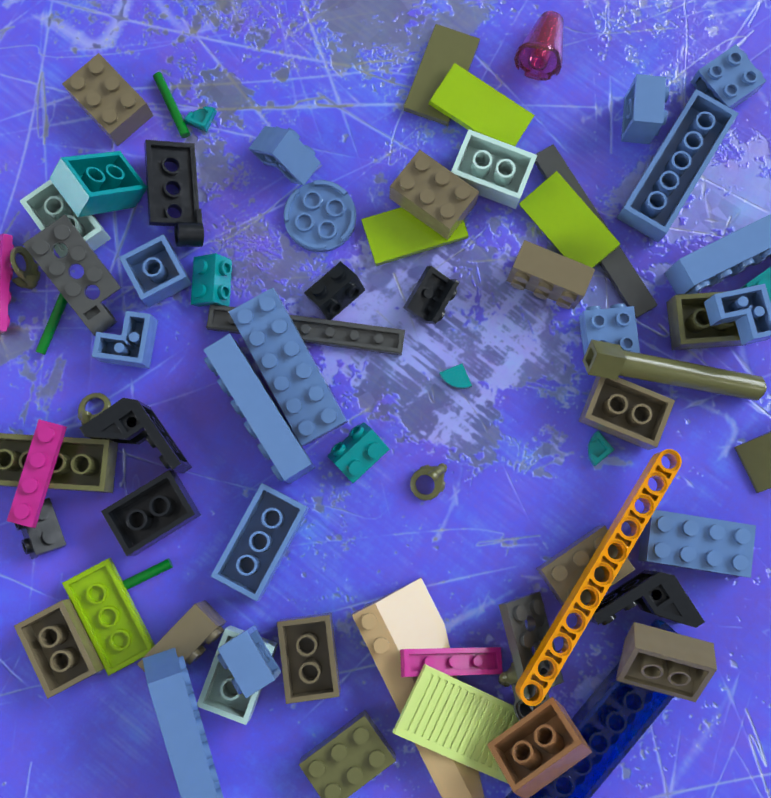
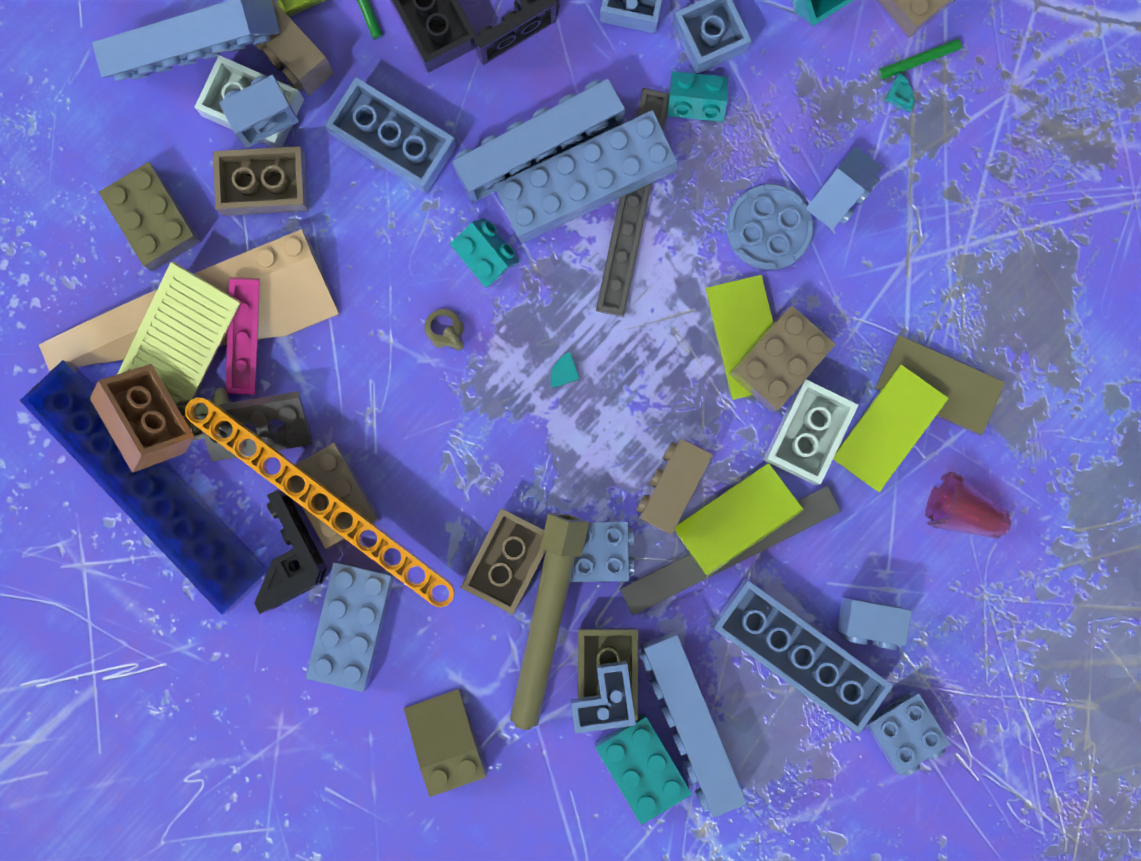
camera: 90 degrees right, 5 degrees up
(189, 226) = (765, 72): black hinge -> none
(335, 290) = (676, 237): black bracket -> none
(431, 296) = (661, 349): black bracket -> none
(598, 448) = (468, 529): teal tile -> none
(666, 662) = (220, 566): dark tan slope -> none

